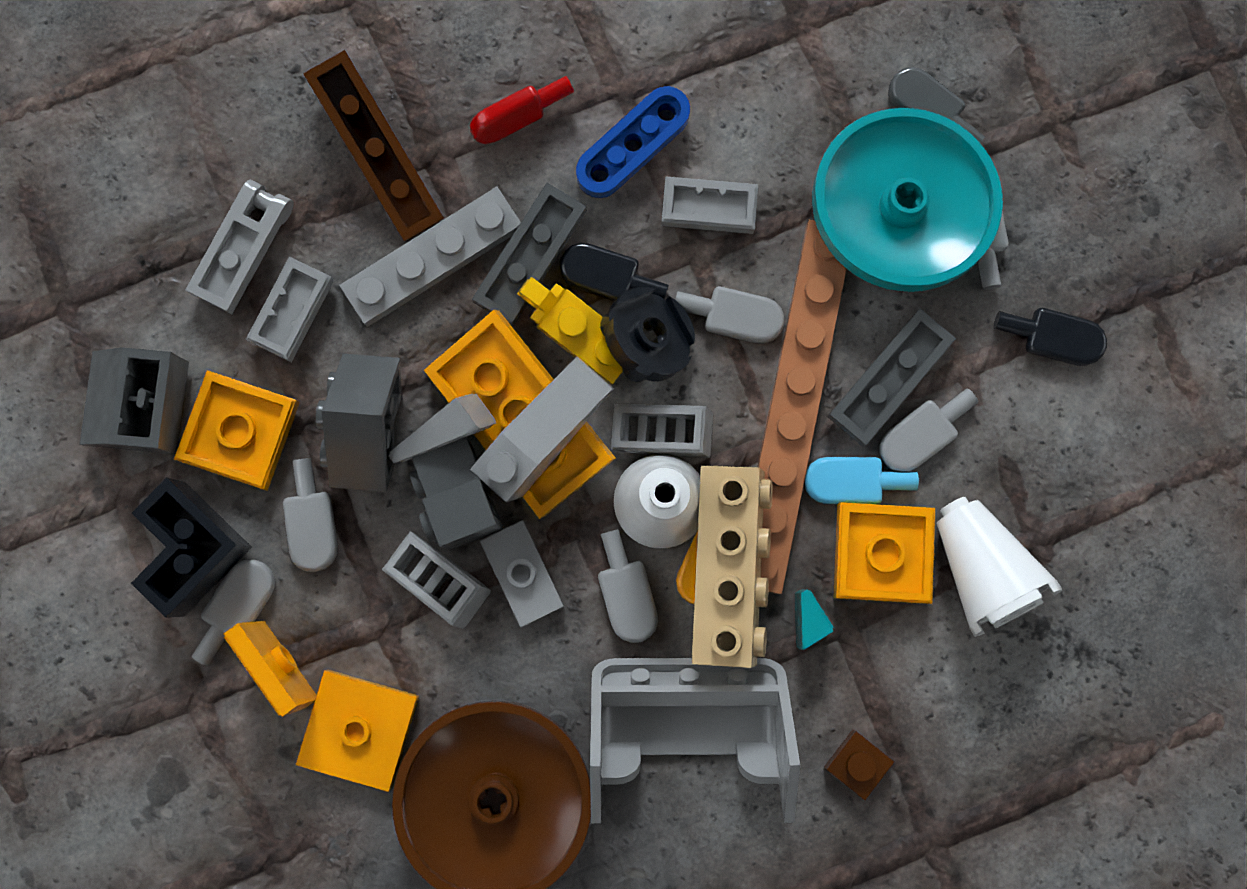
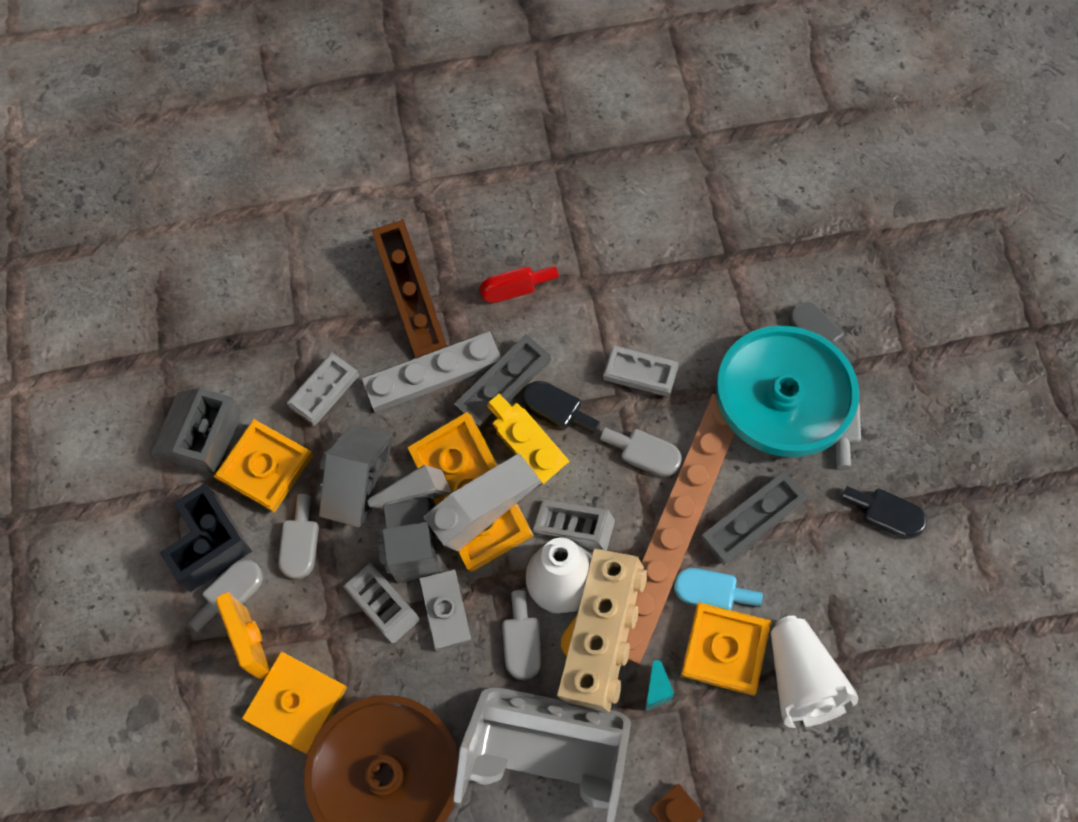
camera: 20 degrees right, 15 degrees down
(239, 247) = (298, 340): light grey plate -> none
(630, 346) = (565, 463): black plate -> none
(641, 125) = (601, 307): blue plate -> none
(923, 433) = (772, 565): light grey piece -> none

